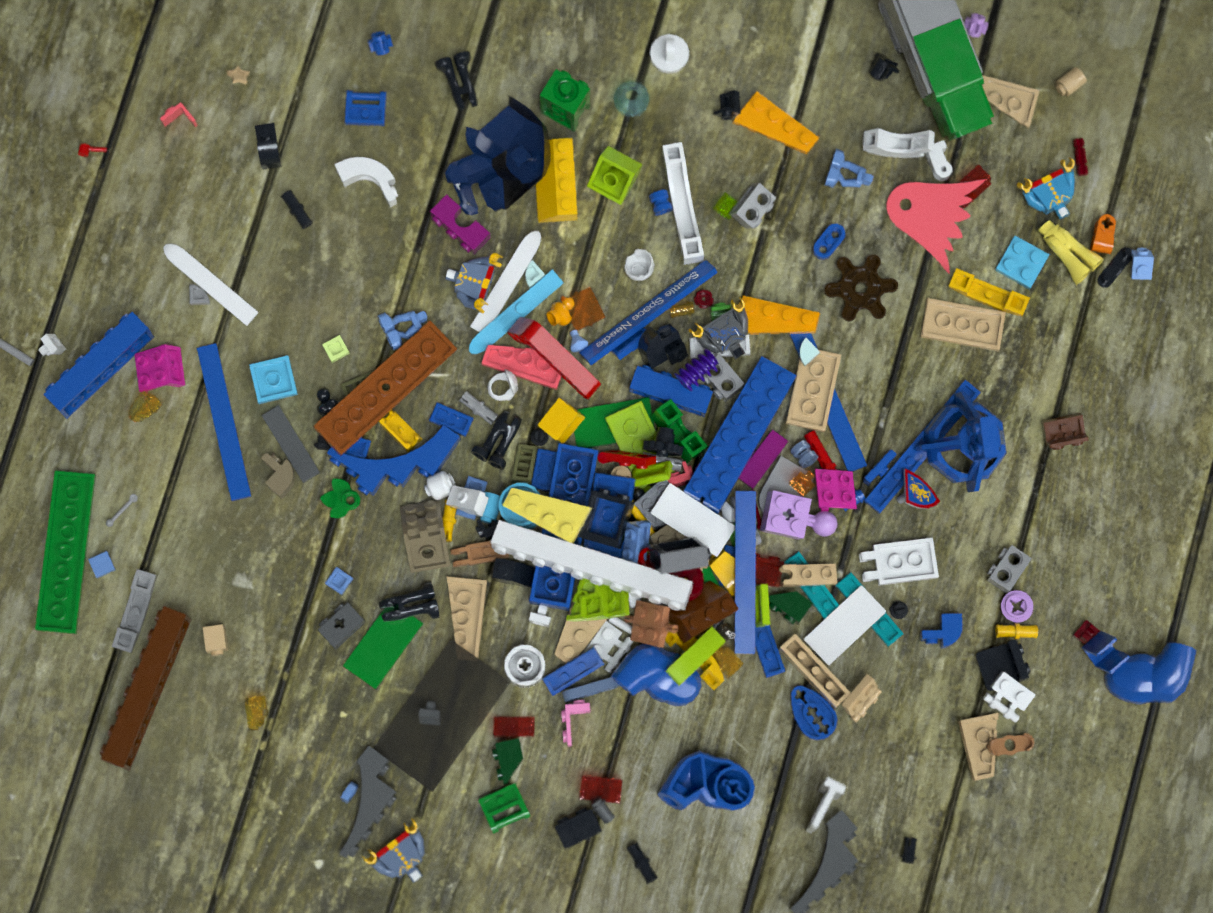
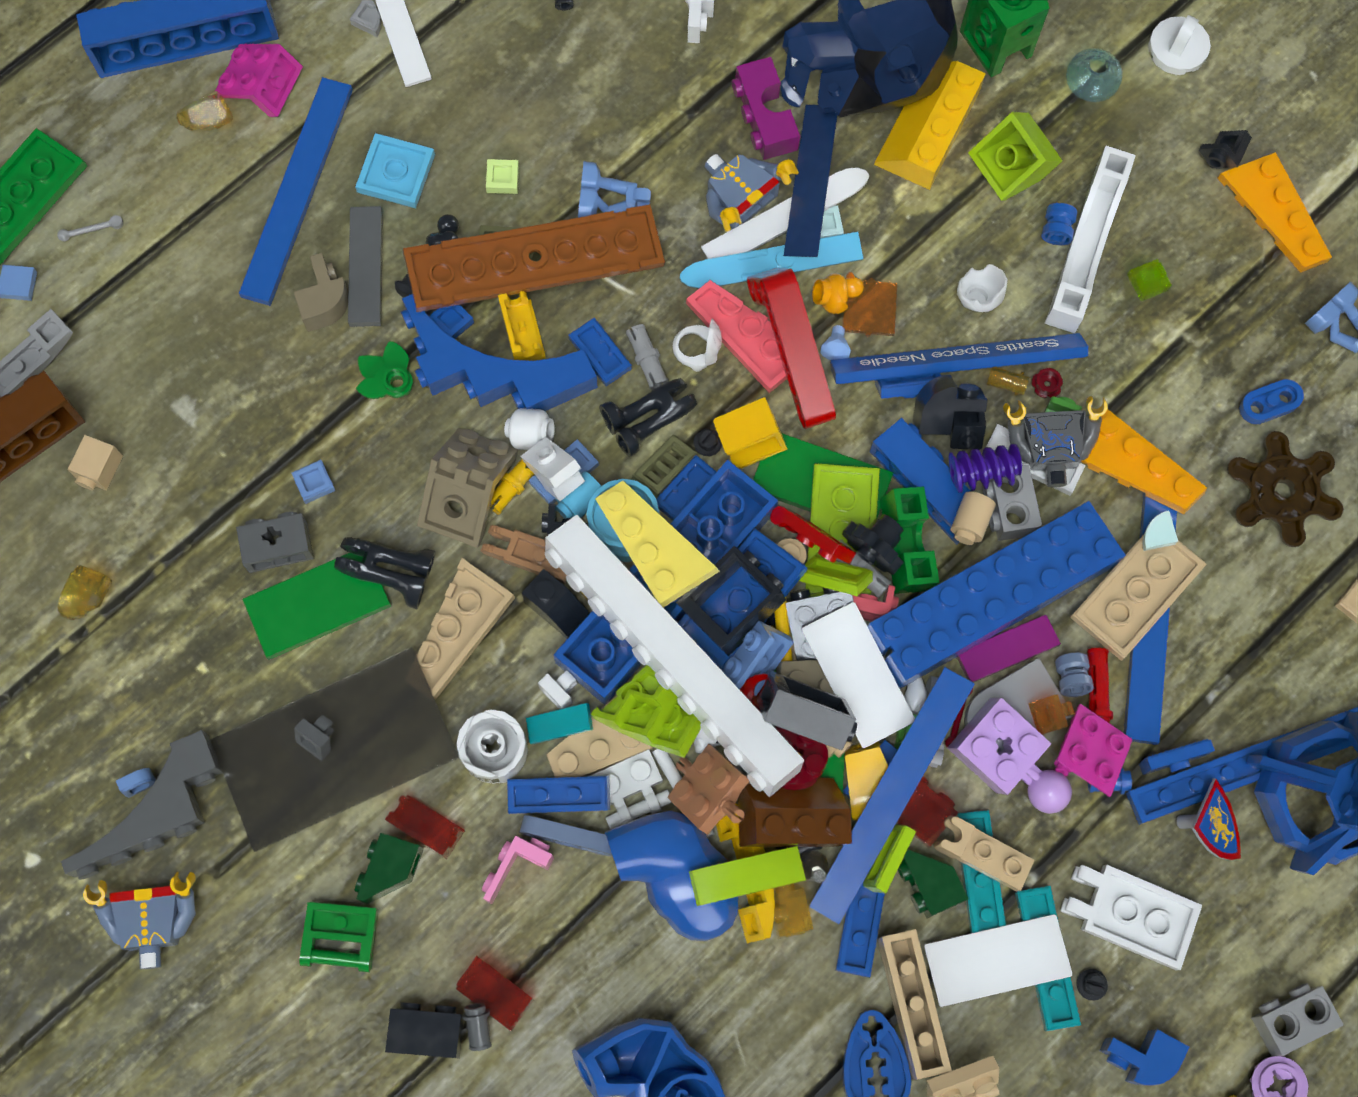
camera: 30 degrees right, 5 degrees down
(512, 258) = (810, 183): none -> dark blue sticker
(551, 634) = (559, 723): none -> teal piece
(706, 401) = (972, 518): none -> tan brick
(749, 202) = (1187, 290): light grey brick -> none

